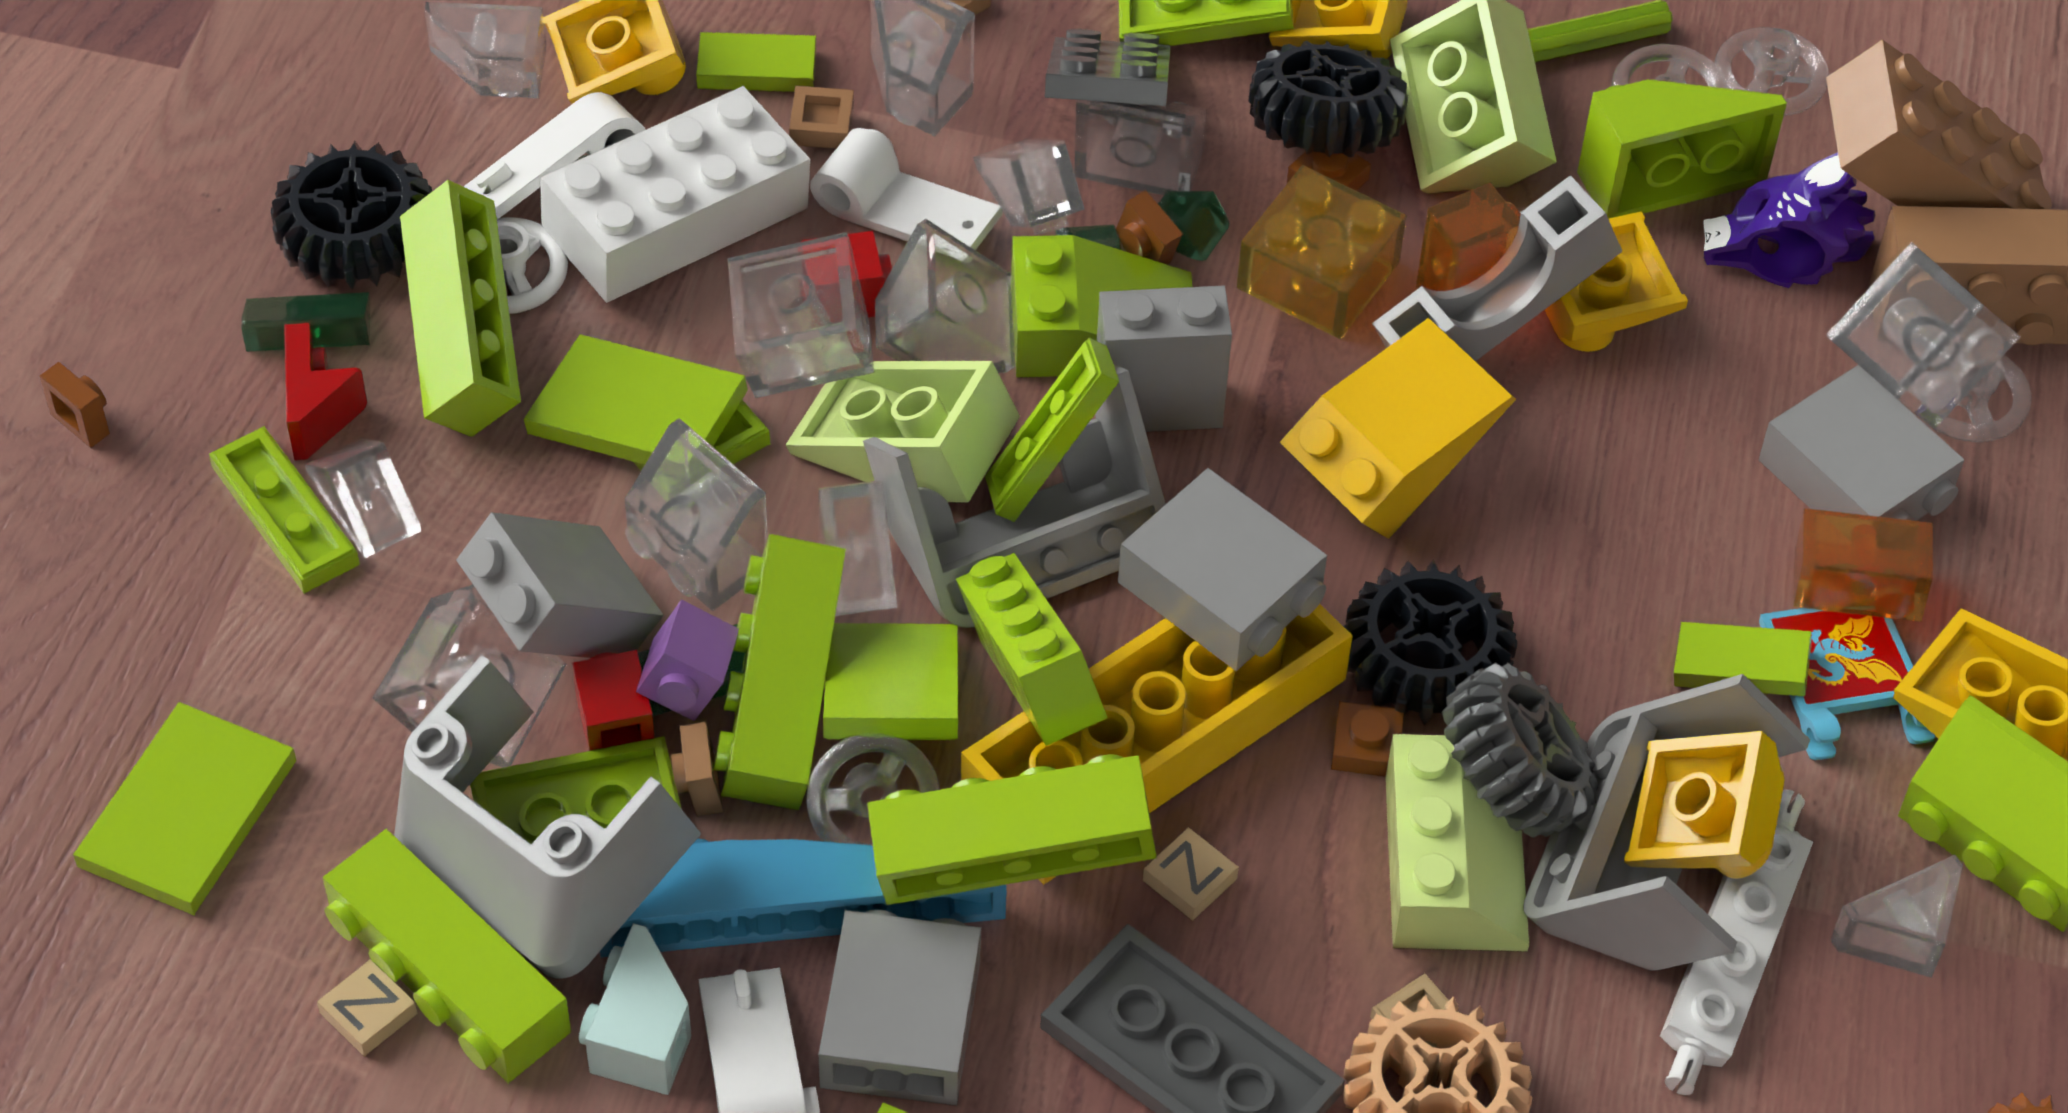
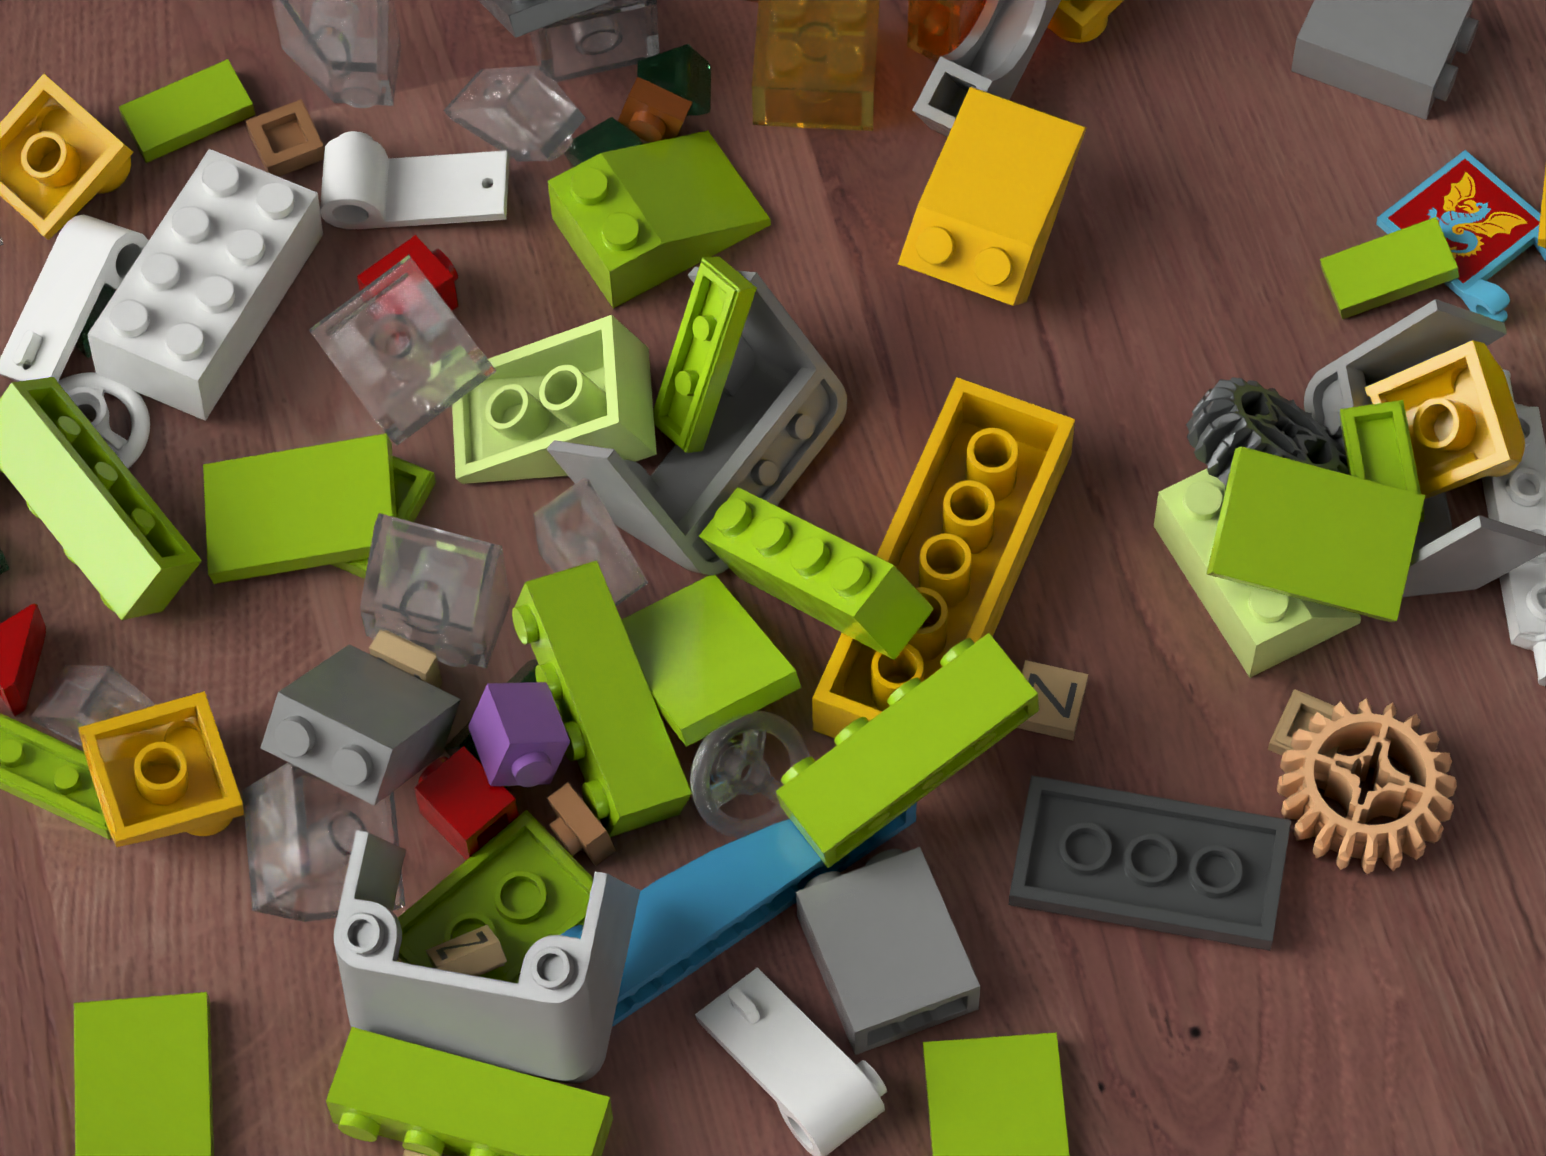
camera: 25 degrees left, 10 degrees up
(374, 551) = (161, 772): none -> yellow slope
(525, 820) = (469, 953): none -> tan tile
(642, 562) = (407, 656): none -> tan tile
(642, 1019) = (677, 1073): light aqua slope -> none
(945, 303) = (519, 276): clear slope -> none
(1174, 350) = (759, 223): light grey brick -> none
(1223, 569) = (941, 417): light grey brick -> none
(1364, 738) = (1120, 500): dark orange plate -> none
(1433, 621) = (1106, 359): black gear -> none
(1509, 829) = (1315, 534): none -> lime tile
(1617, 809) = (1380, 445): none -> lime tile
(1863, 564) = (1442, 132): clear orange brick -> none

